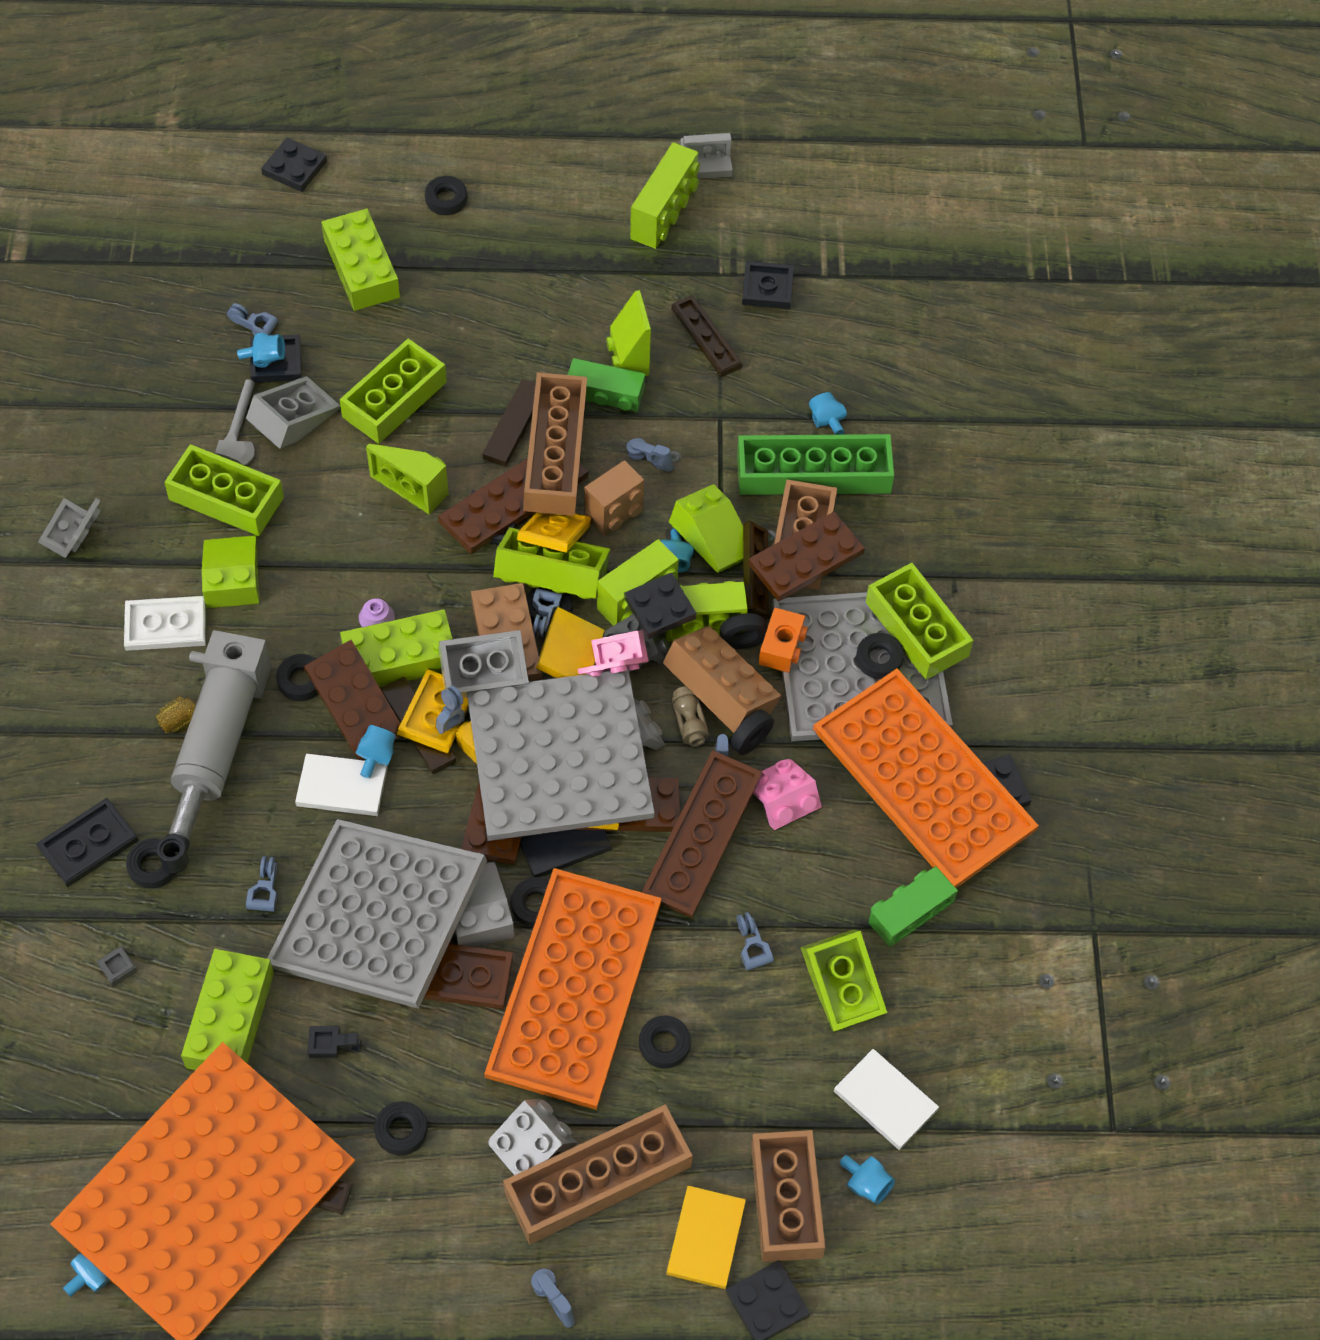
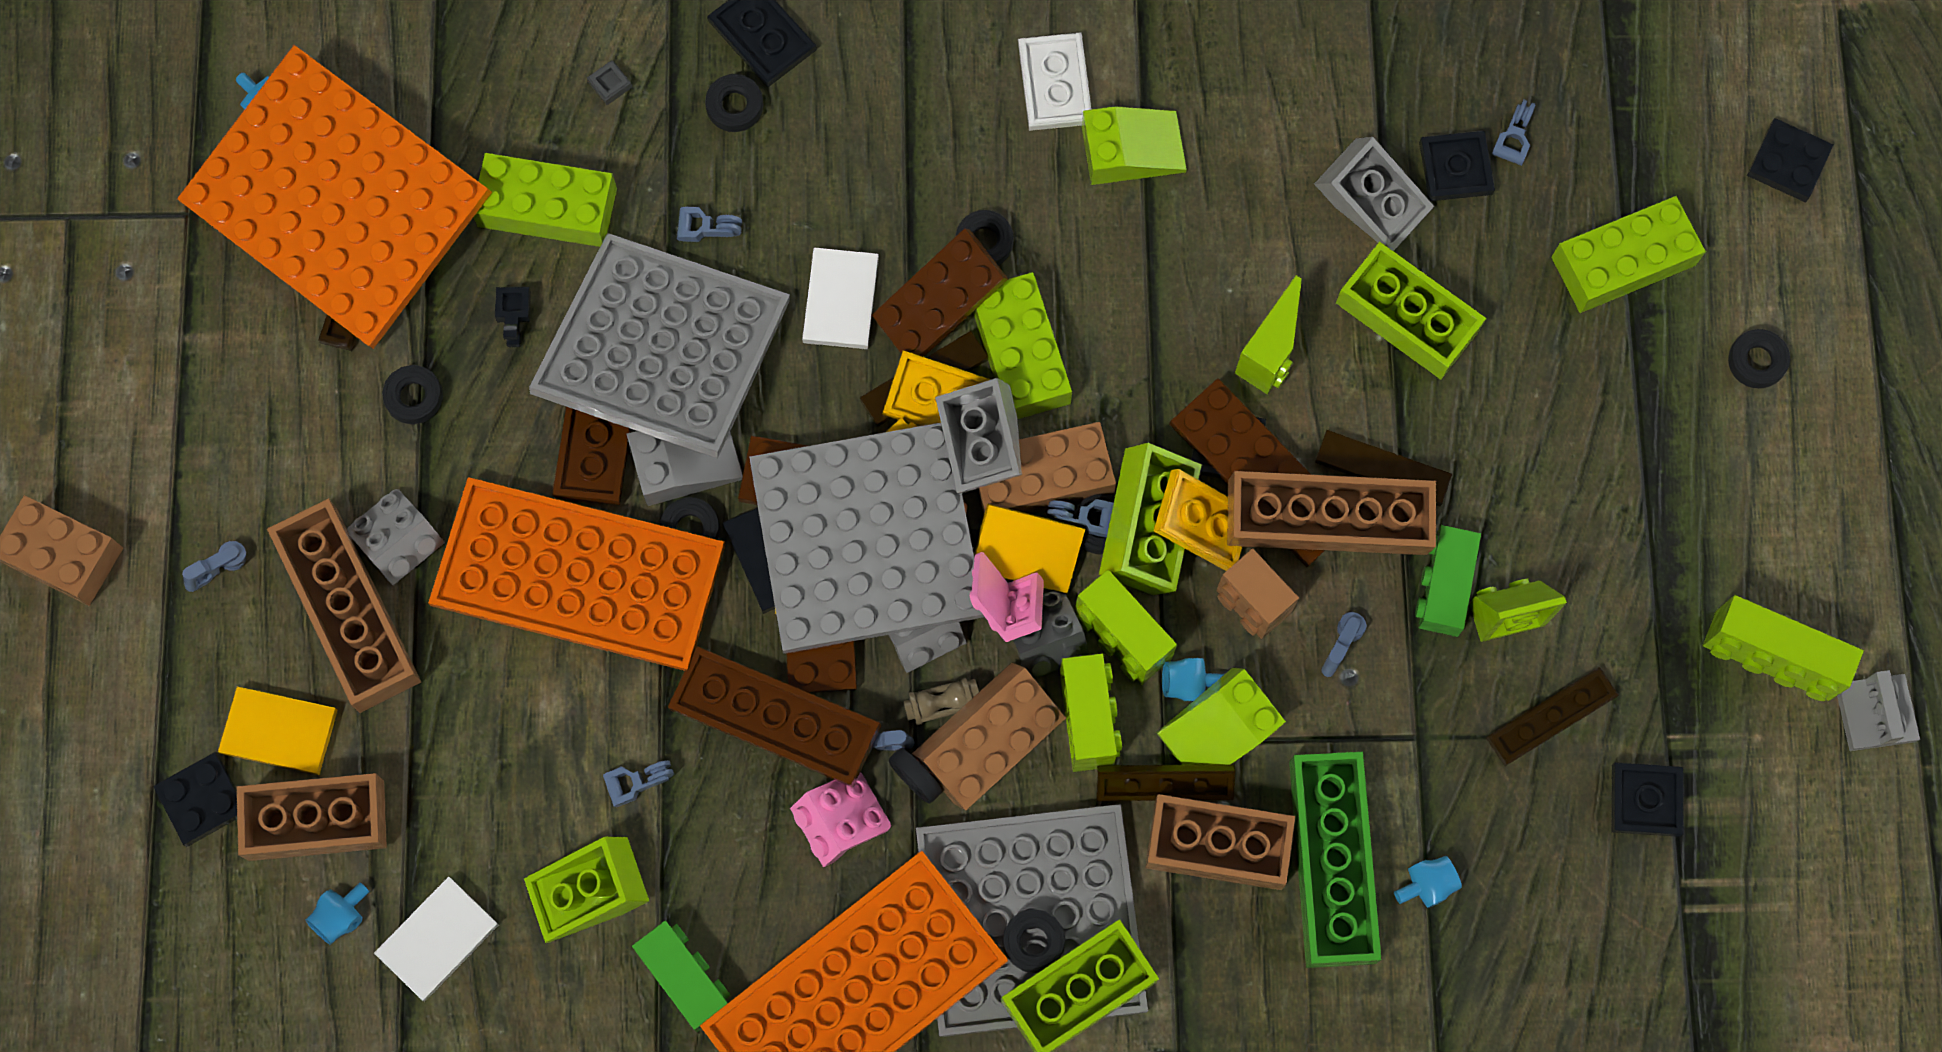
camera: 90 degrees right, 15 degrees up
(175, 714) = (925, 105): clear yellow brick -> none
(224, 490) = (1240, 123): lime brick -> none
(230, 447) = (1314, 127): light grey piece -> none
(235, 674) = (892, 145): light grey piece -> none
(265, 349) = (1458, 148): dark azure piece -> none
(375, 612) = (1074, 320): lavender cone -> none
(375, 747) = (879, 327): dark azure piece -> none
(452, 712) = (920, 405): sand blue piece -> none
(660, 605) = (1071, 647): black plate -> none
(664, 1024) = (498, 663): black tyre -> none
(754, 623) = (1063, 764): black tyre -> none
(784, 626) = (1032, 797): orange brick -> none
(806, 556) = (1169, 840): reddish brown plate -> none

